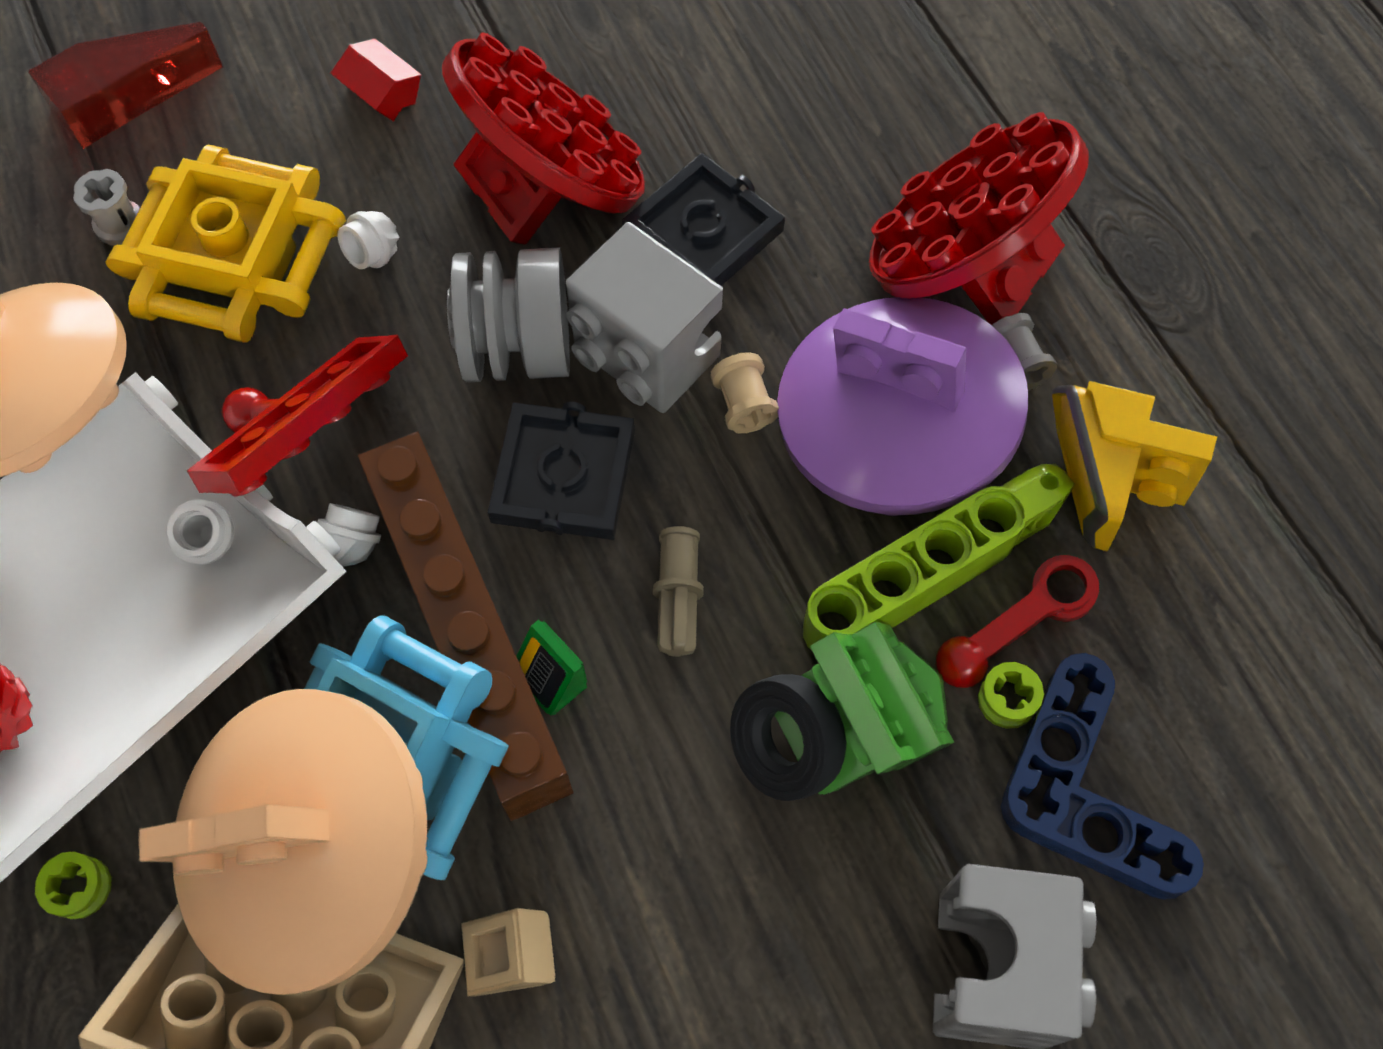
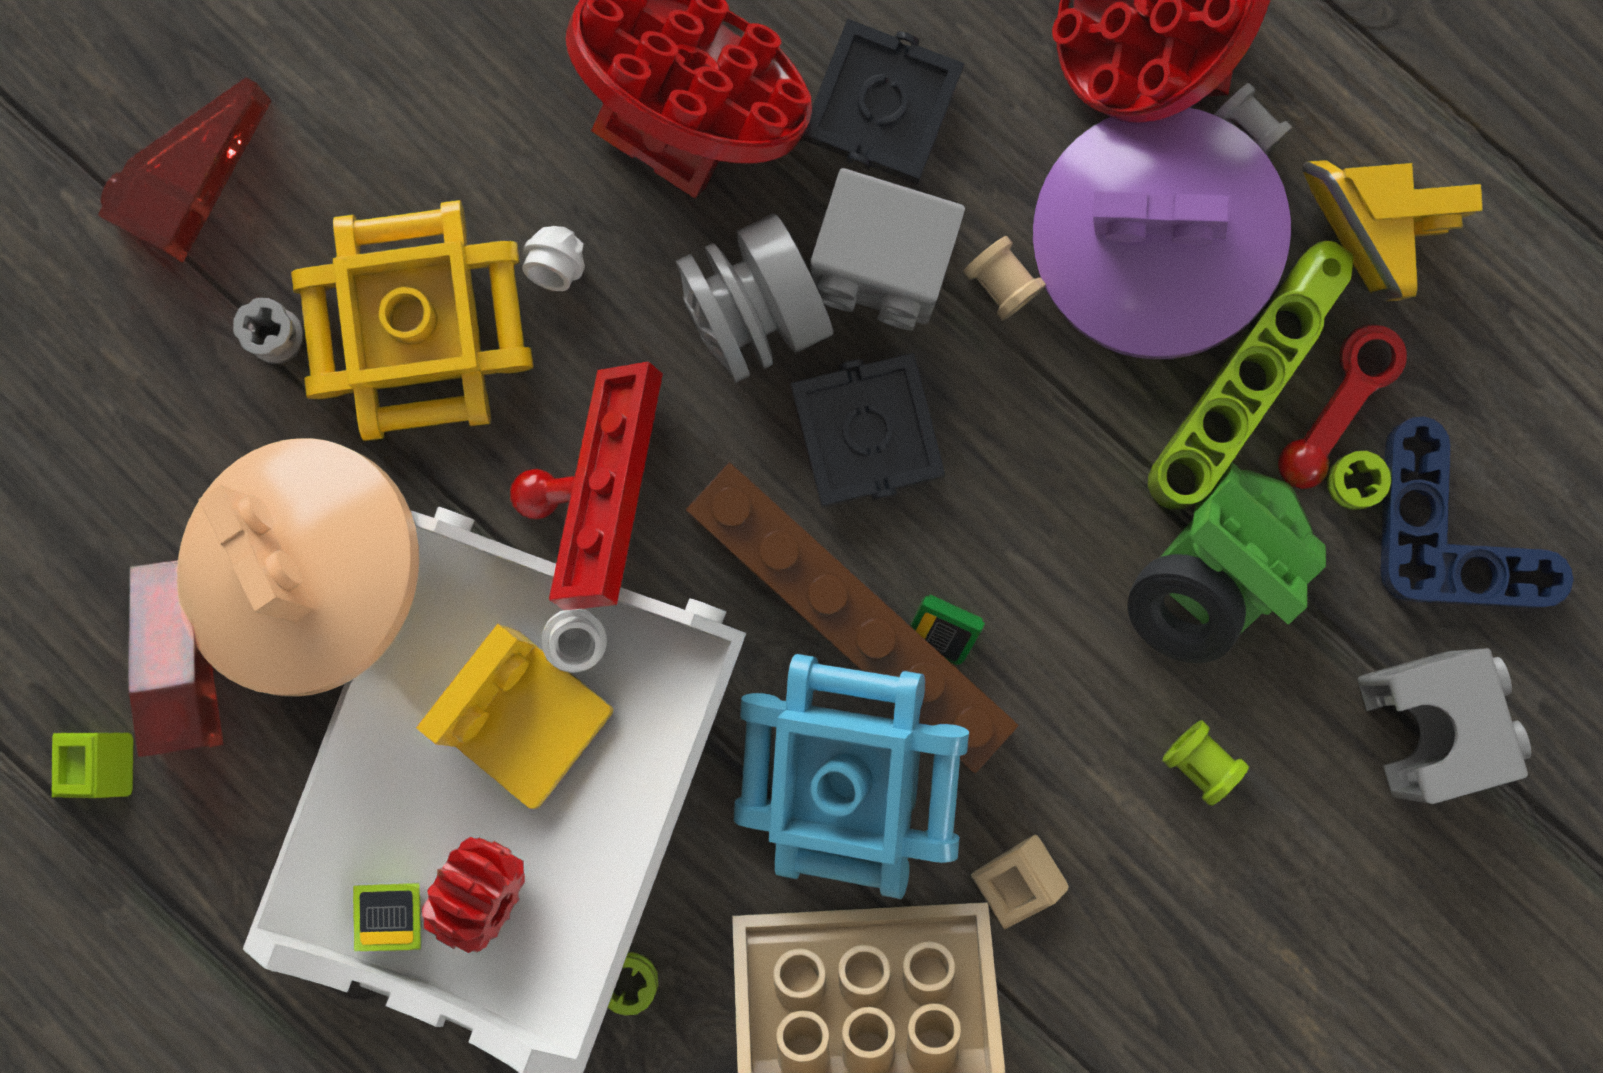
camera: 25 degrees left, 20 degrees up
(107, 571) = (517, 715): none -> yellow bracket
(296, 842) = (830, 880): light nougat bracket -> none
(352, 531) = (700, 575): white plate -> none
(378, 77) = (458, 57): red piece -> none
(678, 591) = (1026, 506): dark tan axle -> none
(745, 904) = (1205, 763): none -> lime bush

